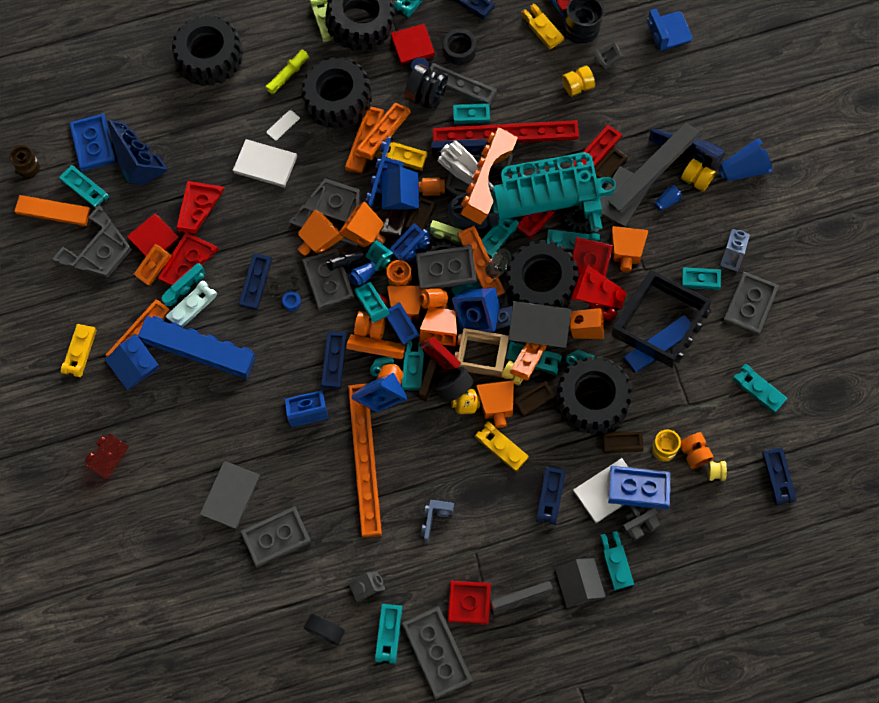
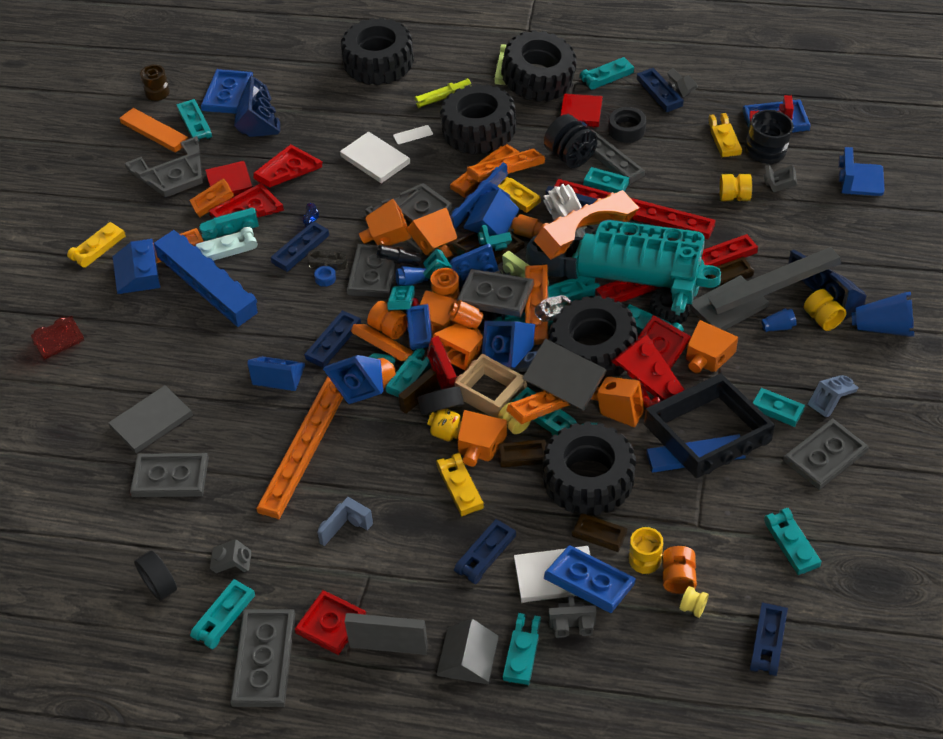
camera: 25 degrees right, 20 degrees down
(247, 246) = (311, 215): none -> clear blue arm
(418, 214) = (498, 241): none -> teal bracket

